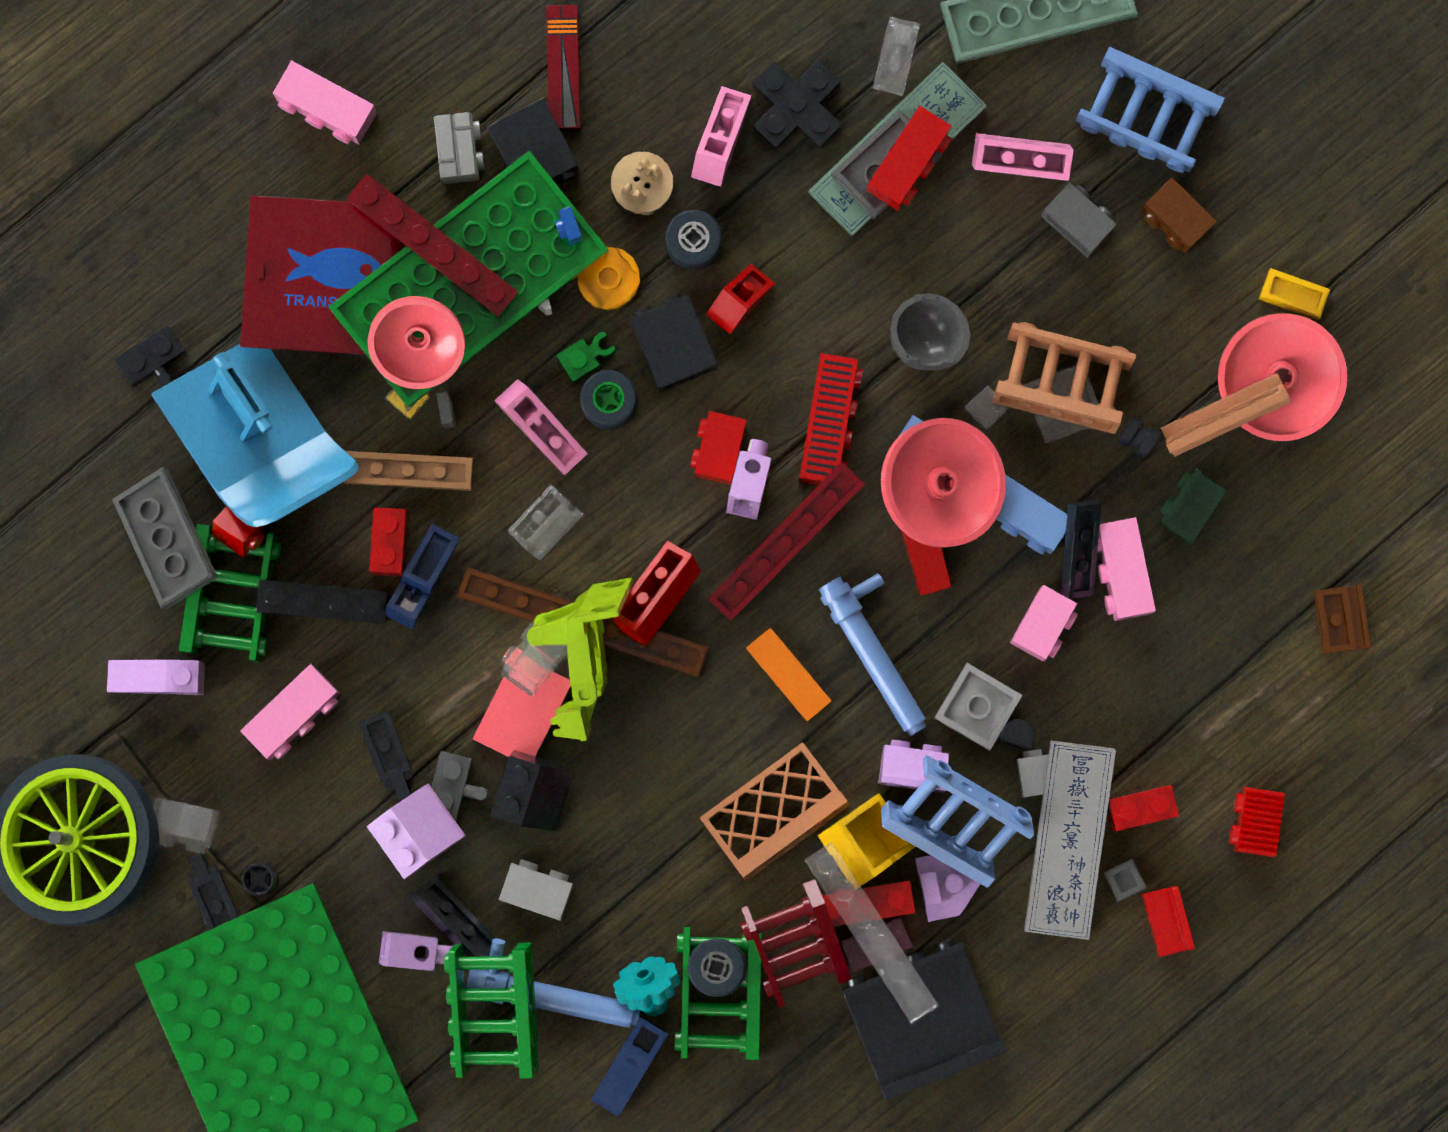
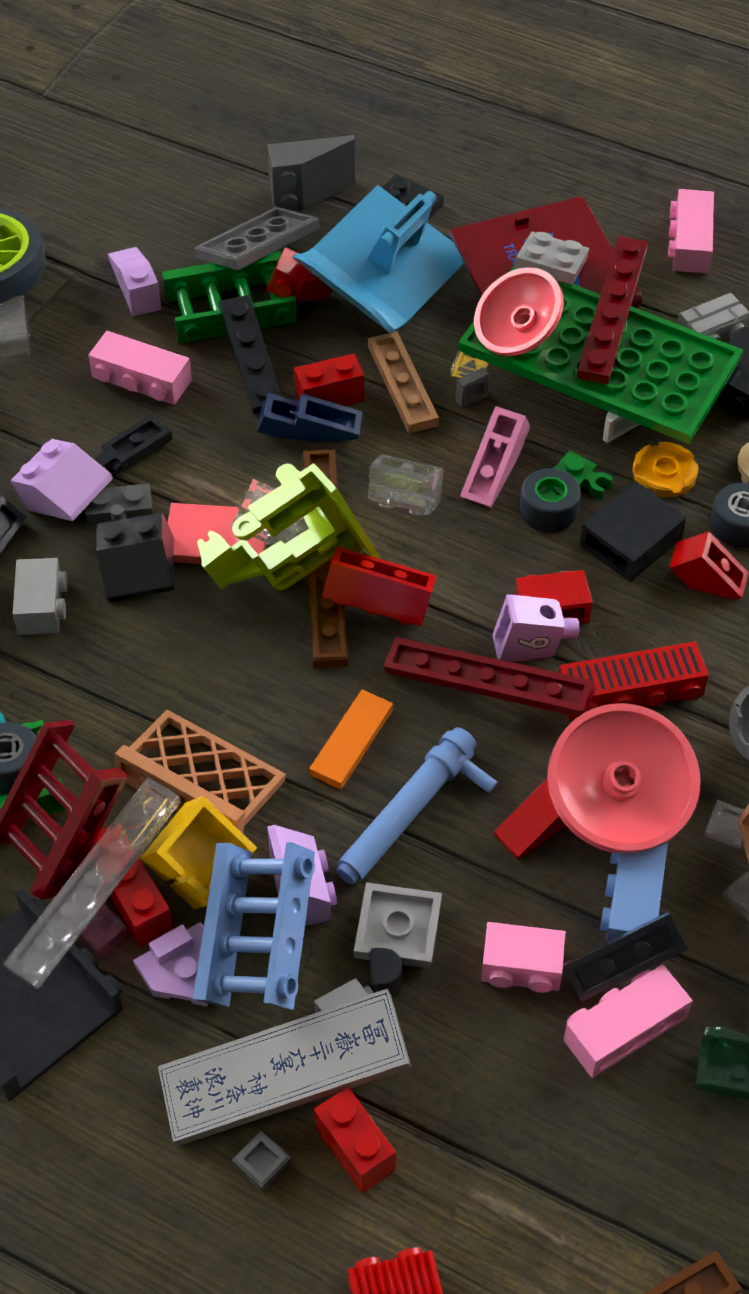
camera: 70 degrees right, 30 degrees down
(90, 459) = (310, 170): none -> dark grey slope
(336, 270) = (555, 256): none -> light grey plate
(568, 227) = (692, 390): blue plate -> none
(1168, 921) = (229, 1228): red panel -> none

